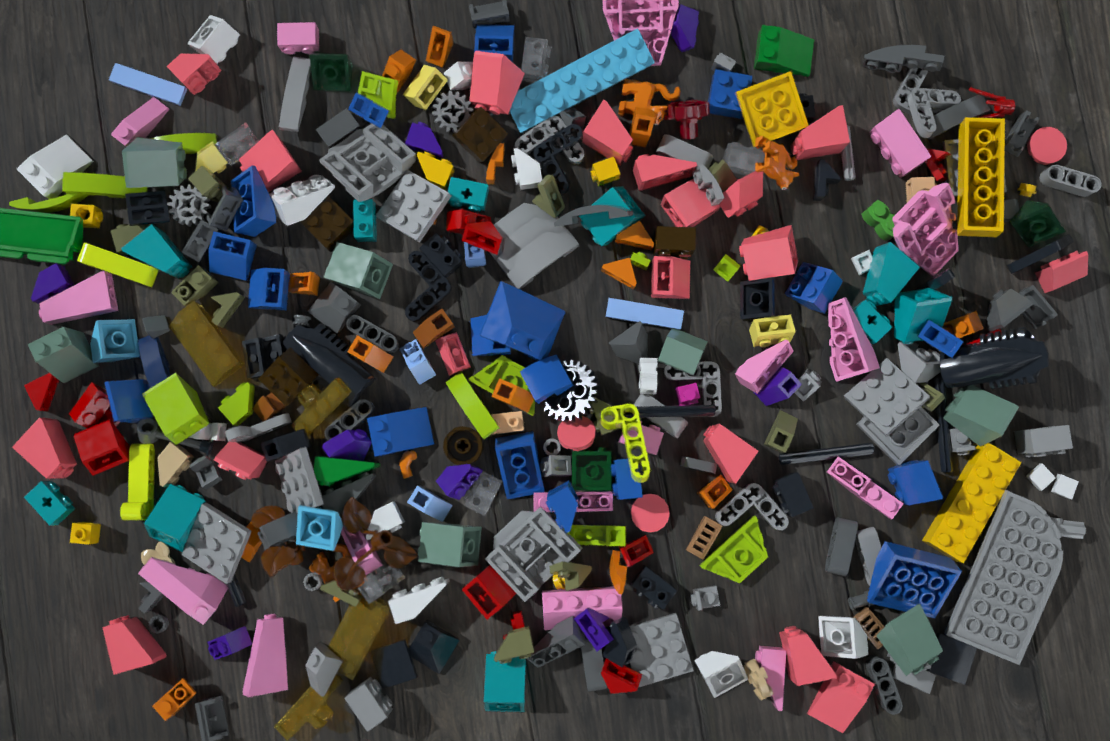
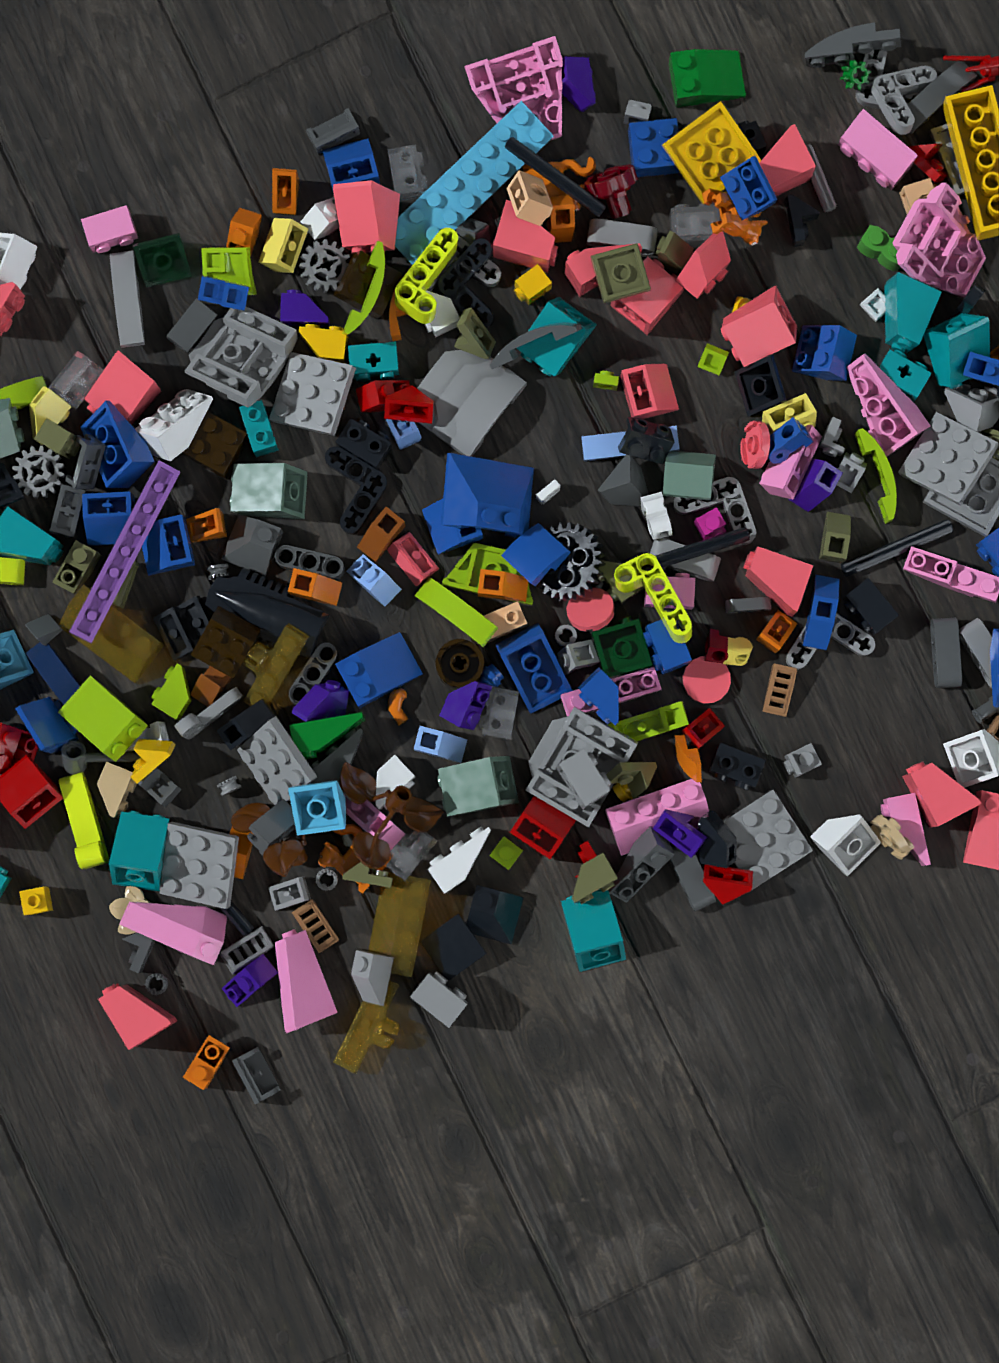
camera: 15 degrees left, 0 degrees up
(204, 447) = (151, 755): none -> yellow slope
(219, 624) = (233, 968): none -> light grey slope
(230, 285) = (124, 552): none -> medium lavender plate
(241, 459) = (200, 757): coral slope -> none
(259, 487) = (230, 786): none -> light grey bush
(282, 585) = (289, 893): none -> light grey slope
(286, 617) = (303, 923): none -> medium nougat slope
(456, 601) = (506, 853): none -> lime plate
(484, 462) = (491, 676): none -> blue plate
(489, 118) = (376, 261): none -> lime slope
(529, 137) = (428, 270): none -> neon yellow beam
(530, 566) = (584, 778): none -> light grey brick
(570, 333) = (548, 492): none -> white tile
(621, 271) = (588, 401): orange slope -> none
(622, 103) = (529, 198): none -> light nougat brick
(635, 236) = (592, 353): orange slope -> none
(646, 93) = (555, 176): none -> black axle
(657, 315) = (646, 440): none -> black bracket
(671, 494) = (726, 649): none -> leg
(674, 180) = (620, 273): none -> olive plate
(674, 241) = (641, 346): dark brown brick -> none
(705, 179) = (658, 261): light grey slope -> none
(739, 553) = (827, 696): lime wing -> none
(740, 343) = (755, 445): none -> coral tile
(754, 488) = (821, 612): none -> blue slope
(765, 347) = (787, 440): none -> blue leg
(793, 143) = (749, 188): none -> blue slope
(801, 350) = (832, 434): none -> light grey bracket
(827, 368) = (867, 446): none -> lime slope
(904, 82) = (858, 80): none -> green gear

